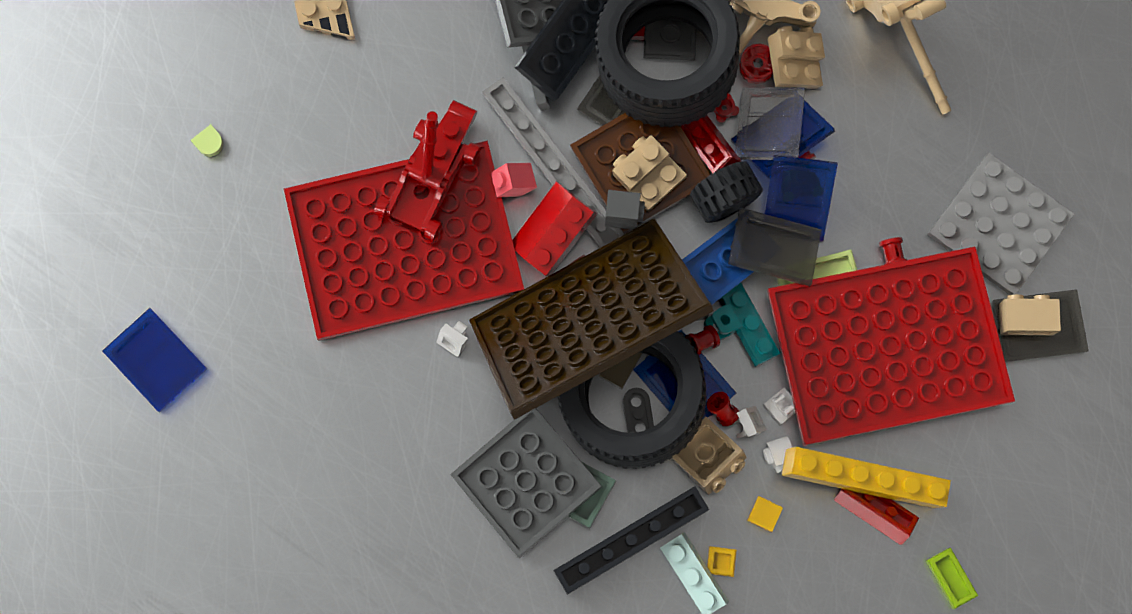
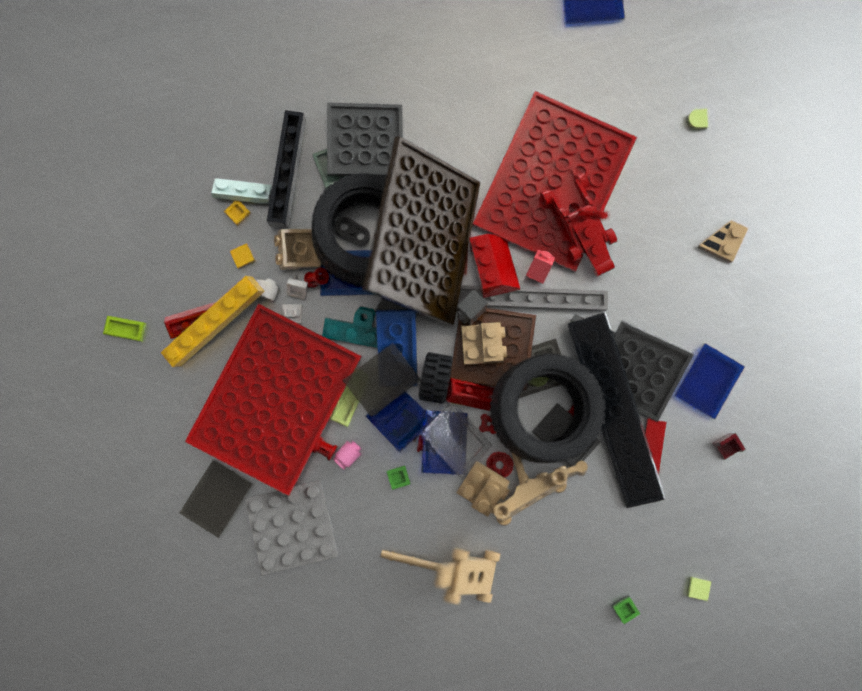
camera: 125 degrees right, 5 degrees up
(453, 338) = (476, 164): white tile -> none
(705, 339) = (362, 299): red bush -> none
(857, 155) = (398, 477): none -> bright green plate
(879, 224) = (347, 454): none -> bright pink brick
(1029, 316) = (224, 493): tan brick -> none

